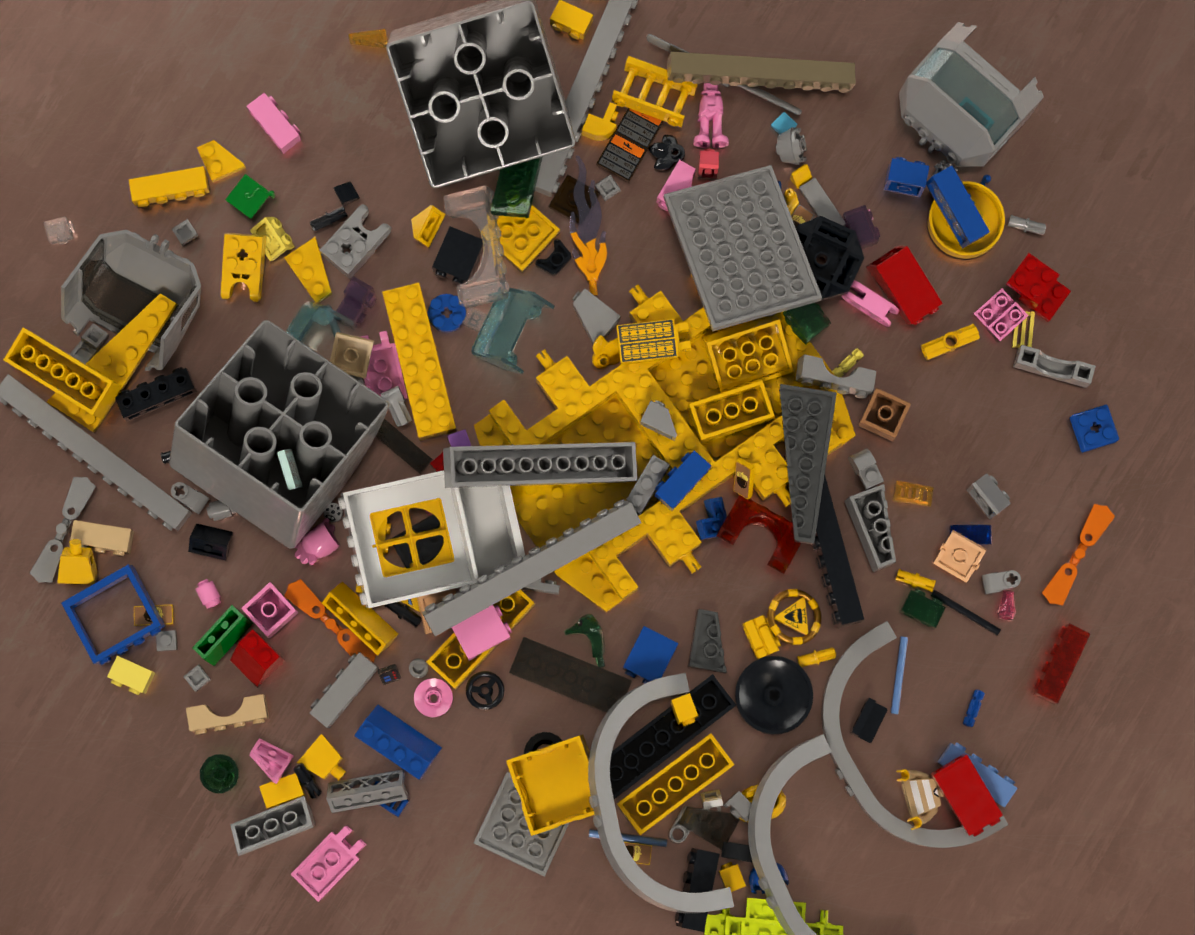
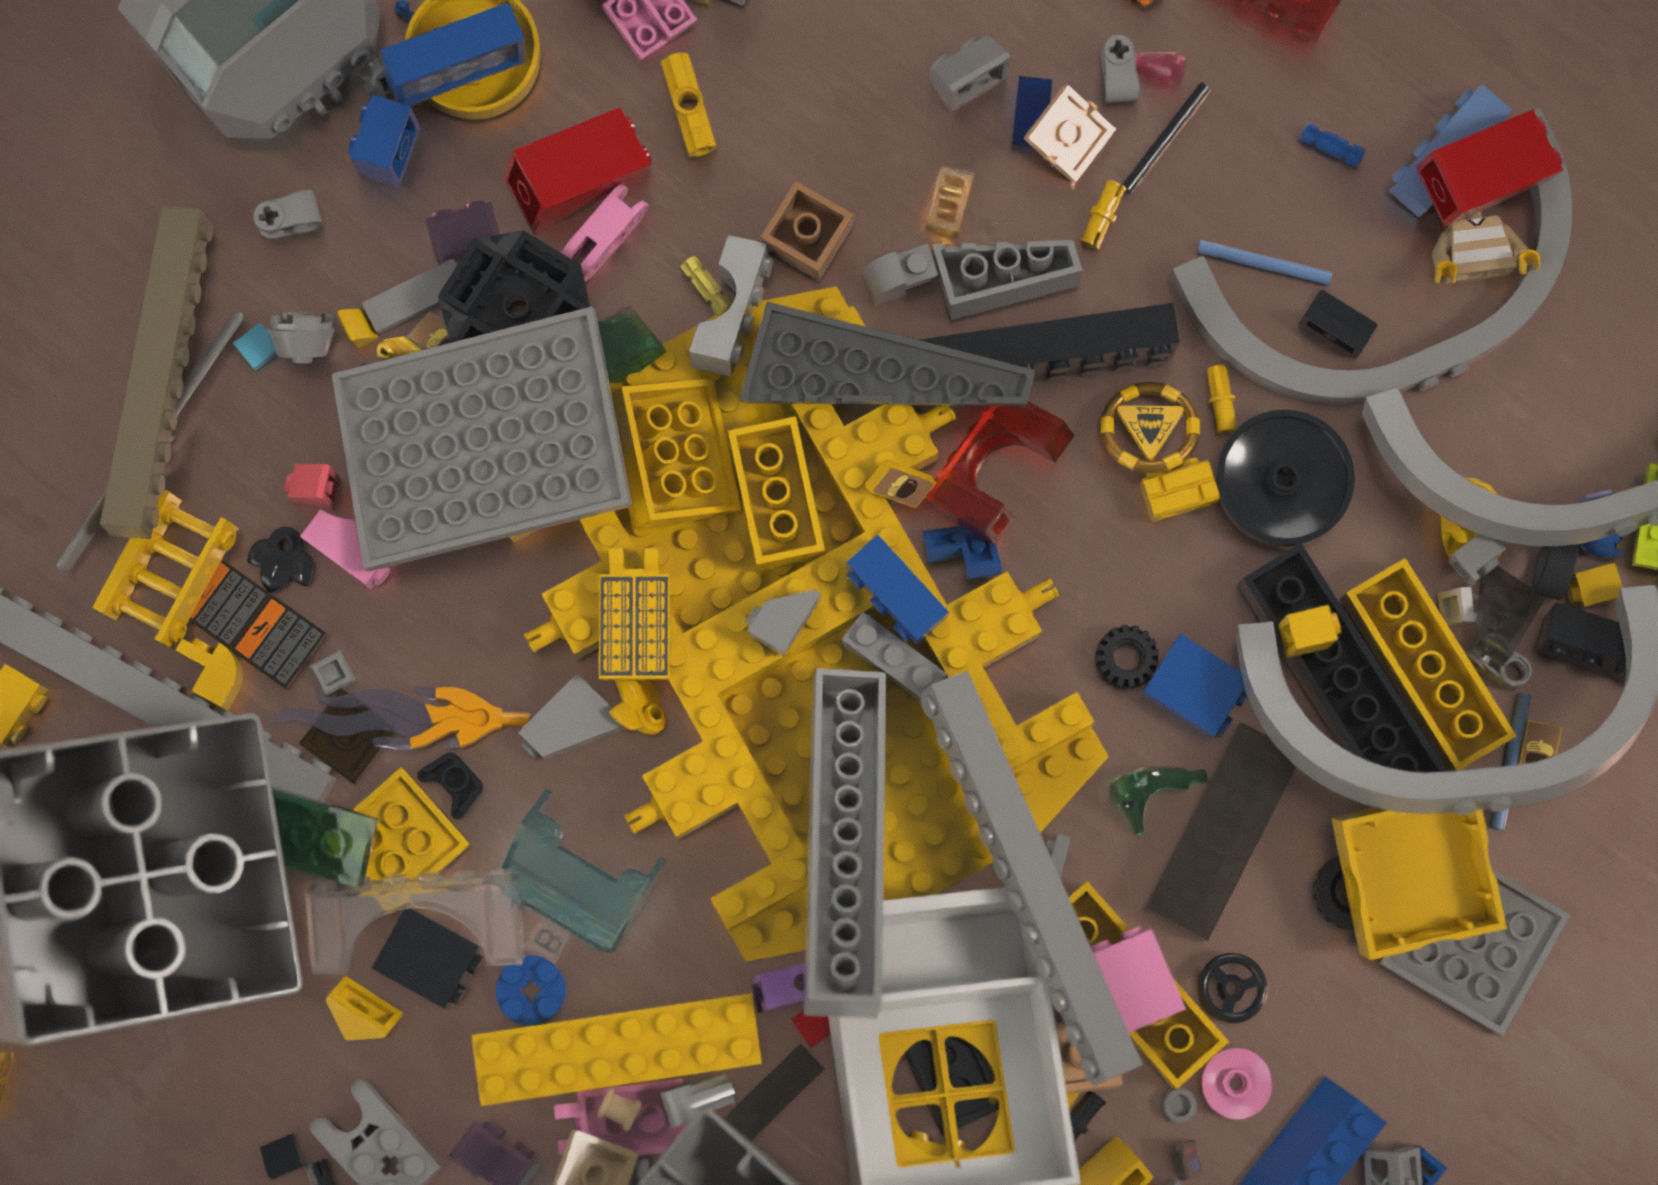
camera: 80 degrees left, 0 degrees up
(387, 364) = (619, 1109): none -> tan bush
(671, 608) = (1146, 648): none -> black tyre
(706, 643) = (1185, 587): dark grey wing -> none
(710, 108) = (210, 473): bright pink piece -> none
(861, 134) = (291, 215): none -> light grey piece
(923, 609) = (1154, 208): clear green brick -> none

